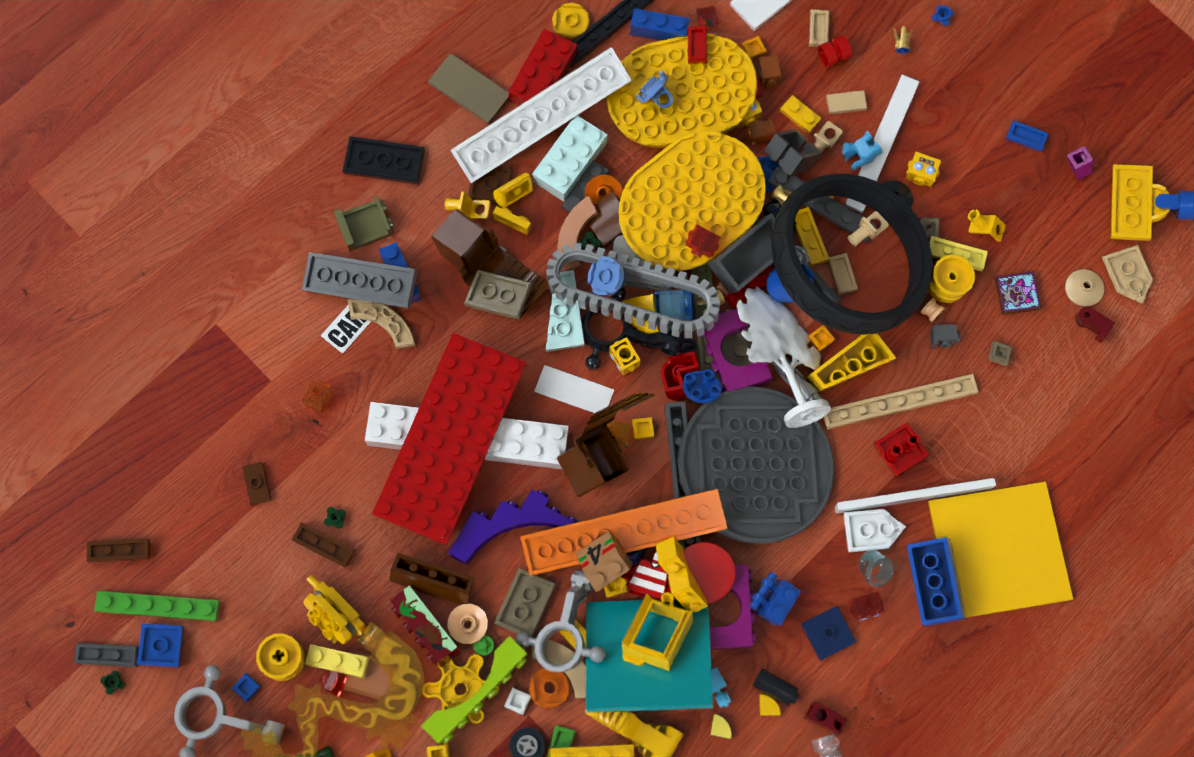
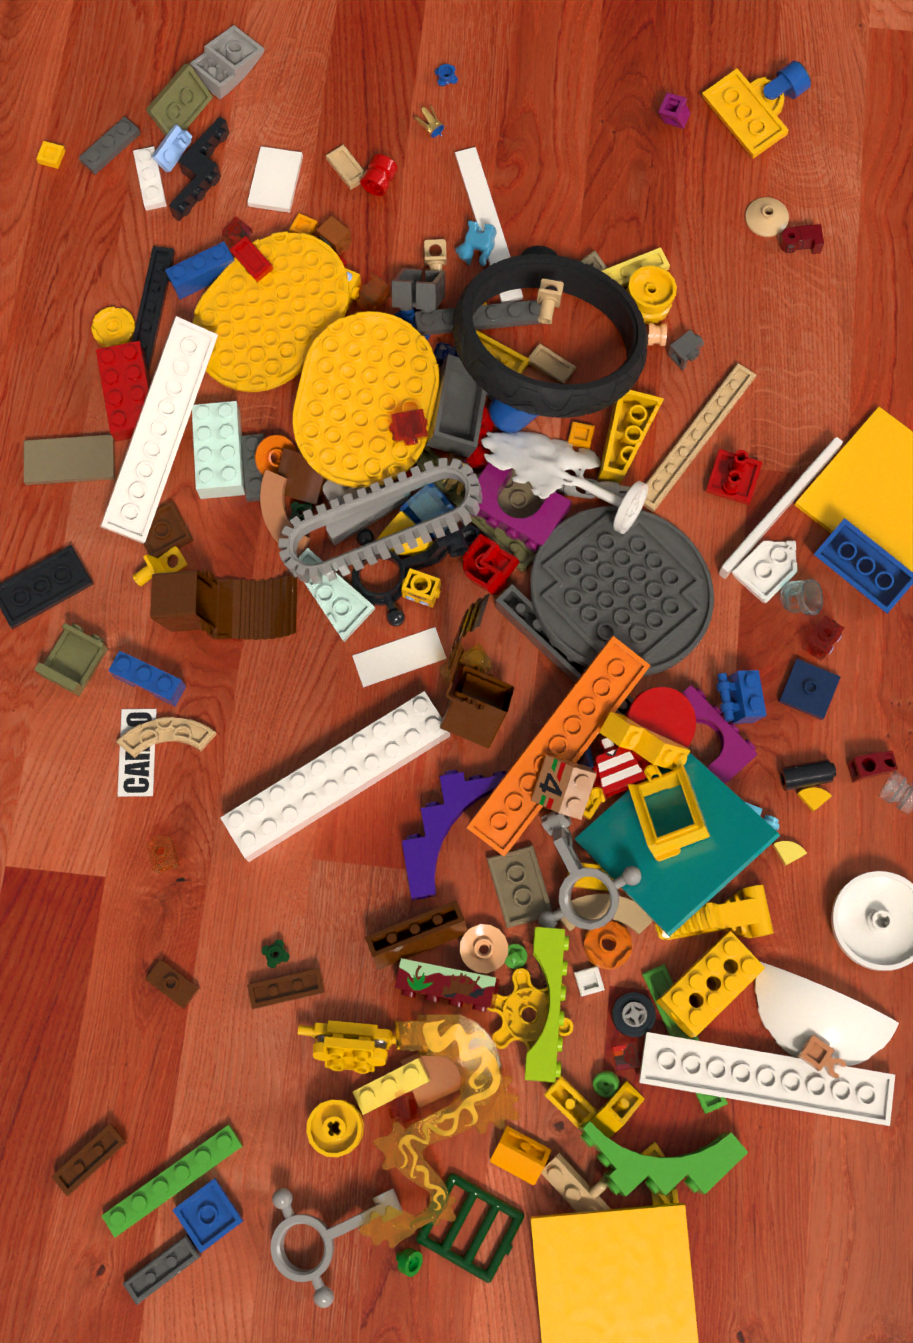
camera: 35 degrees left, 0 degrees up
(106, 681) = (185, 1296): dark green plate -> none
(246, 687) = (325, 1184): blue tile -> none
(359, 280) = (113, 713): dark grey plate -> none
(449, 439) = (325, 792): red plate -> none
(498, 294) = (256, 624): dark tan tile -> none
(506, 217) = (203, 549): yellow plate -> none
(513, 190) = (190, 518): yellow brick -> none
(606, 276) = (346, 526): medium blue tile -> none
(643, 428) = (491, 640): yellow tile -> none
(654, 89) = (245, 327): medium blue tile -> none
(702, 386) = (516, 558): blue dish -> none
(780, 193) = (442, 334): pearl gold piece -> none
(800, 114) = (394, 254): yellow plate -> none
(846, 102) = (426, 213): tan tile -> none
(923, 169) = (544, 219): yellow head -> none
(986, 224) = (638, 225): yellow bracket -> none
(999, 353) = (745, 327): dark tan tile -> none
(1017, 293) = (715, 264): tile -> none
(1027, 136) = (607, 124): blue tile -> none
(1129, 273) = (793, 175): tan tile -> none

